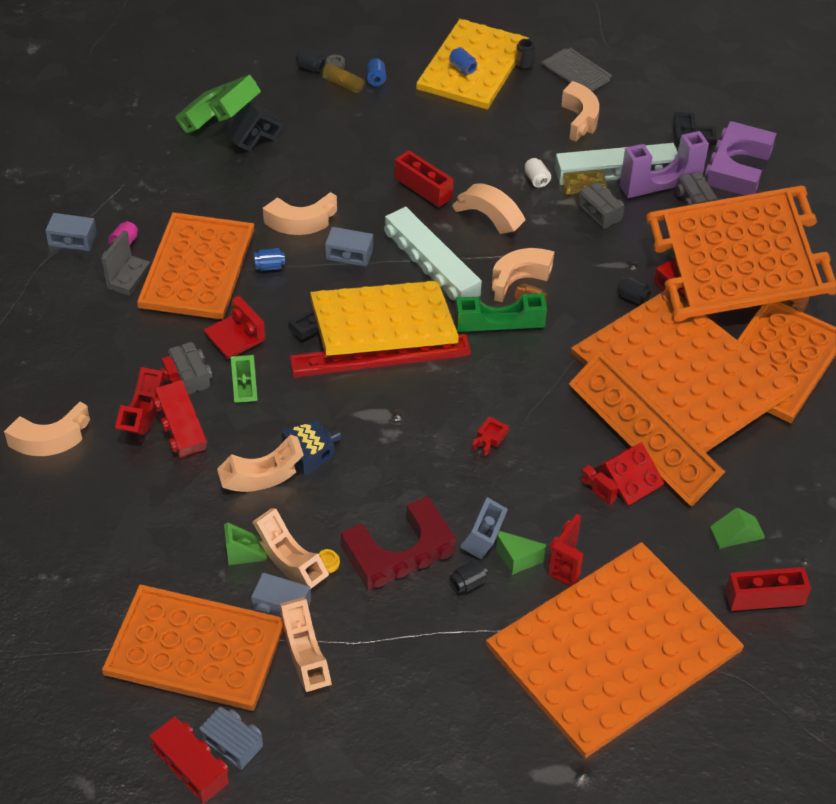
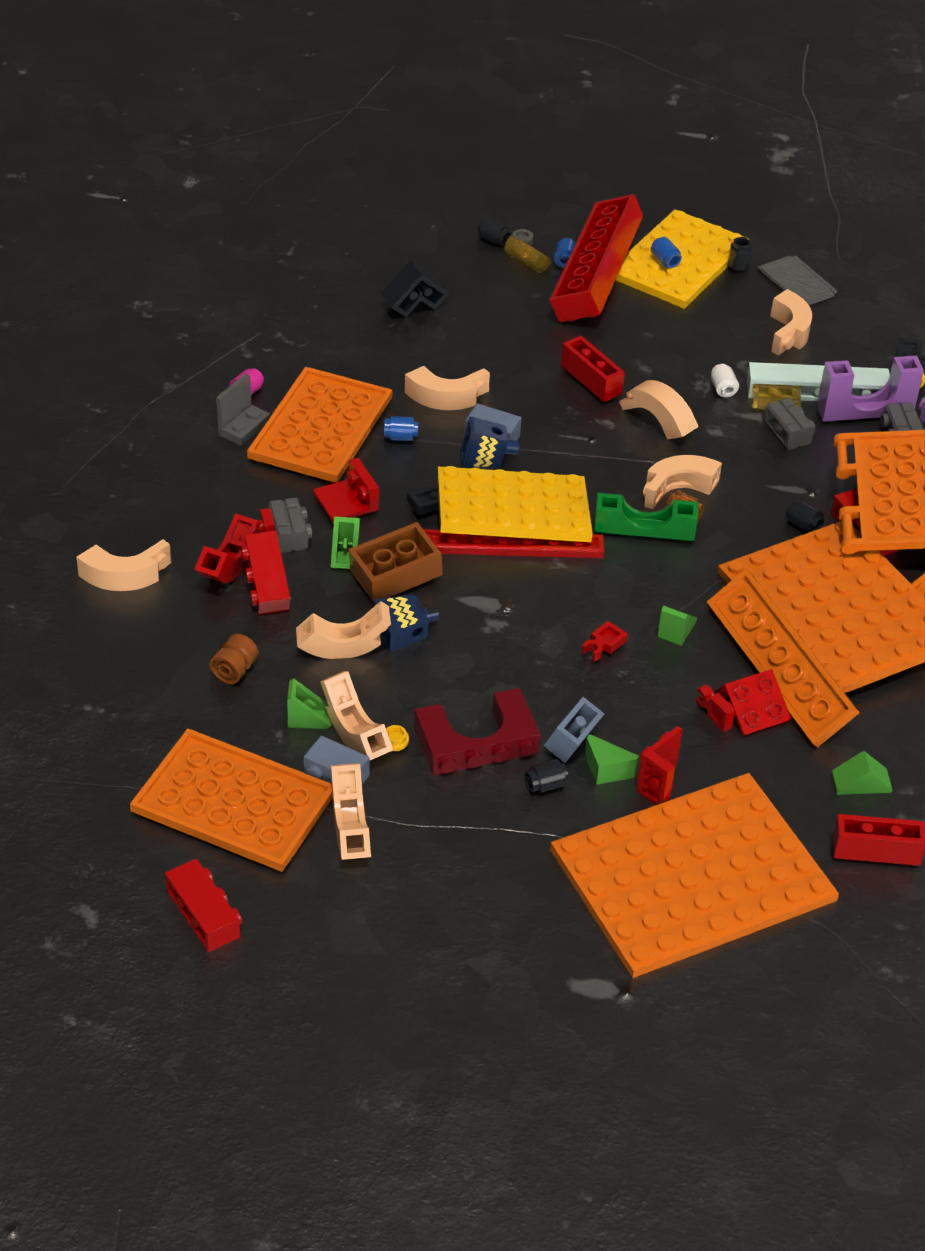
camera: 10 degrees right, 5 degrees down
(71, 231) = (191, 371): sand blue brick -> none
(167, 508) = (234, 658): none -> dark orange wheel
(220, 101) = (379, 260): bright green arch -> none
(231, 737) = (252, 891): sand blue brick -> none
(292, 390) = (395, 562): none -> dark orange brick
(347, 264) = (485, 444): none -> dark blue torso
(405, 75) = (596, 258): none -> red brick
(431, 255) = (582, 447): light aqua brick -> none
(547, 411) = (675, 625): none -> bright green slope

